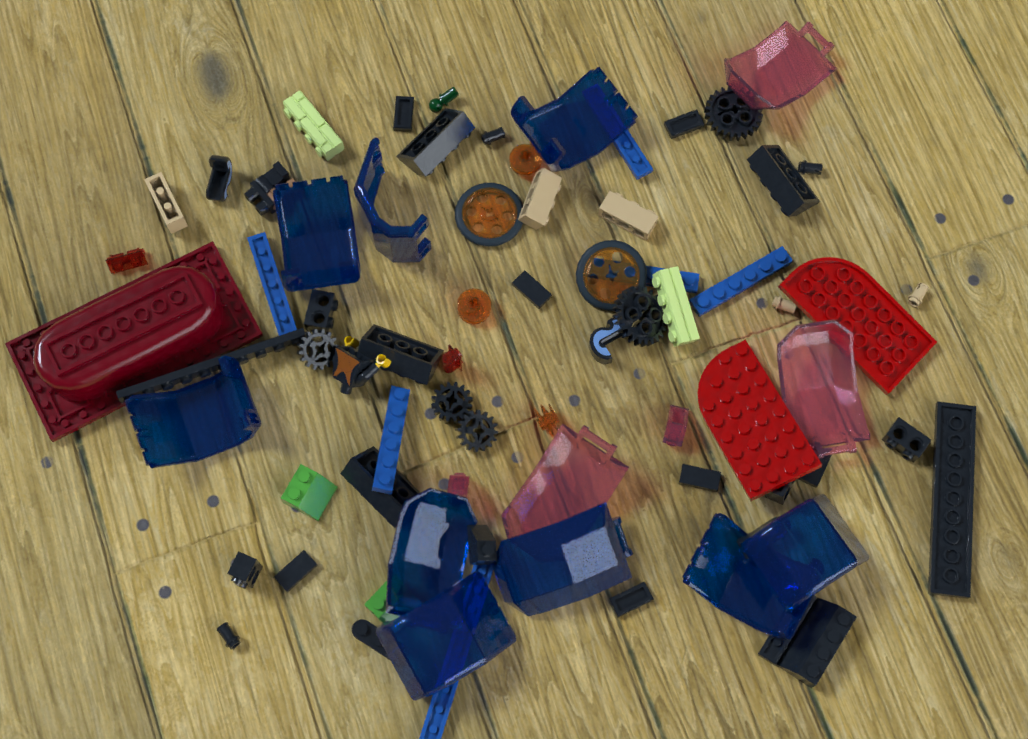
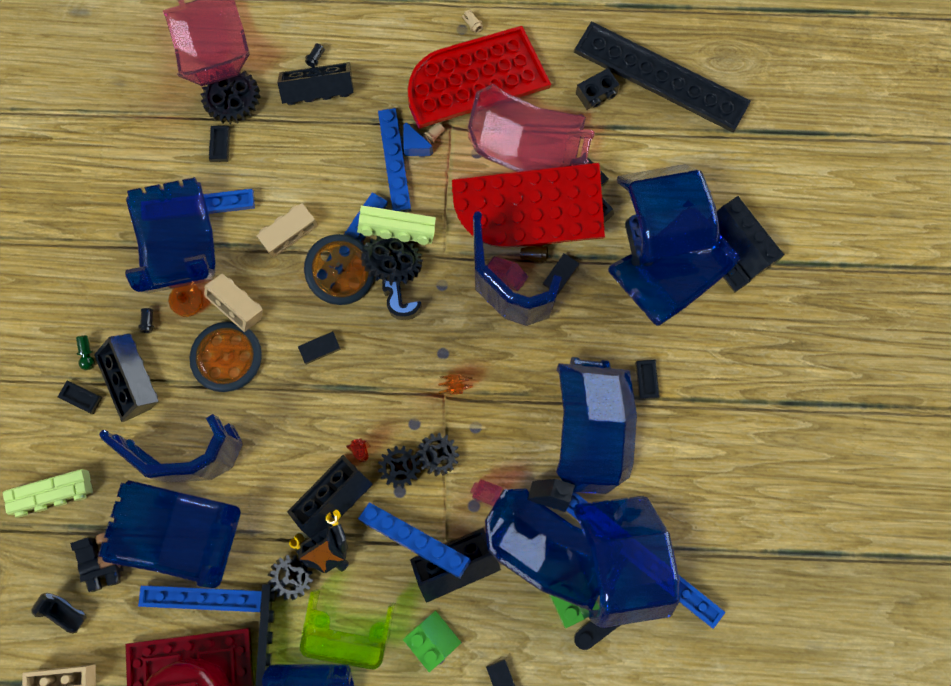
camera: 65 degrees left, 5 degrees up
(272, 401) = (343, 647): none -> clear neon green windscreen
(317, 311) = (248, 564): black brick -> none
(470, 298) = (308, 416): clear orange piece -> none
(565, 482) = (525, 395): clear pink windscreen -> none
(663, 394) = (507, 303): none -> clear blue windscreen
(708, 446) = (535, 253): none -> dark brown cone
(764, 290) = (414, 143): none -> blue slope

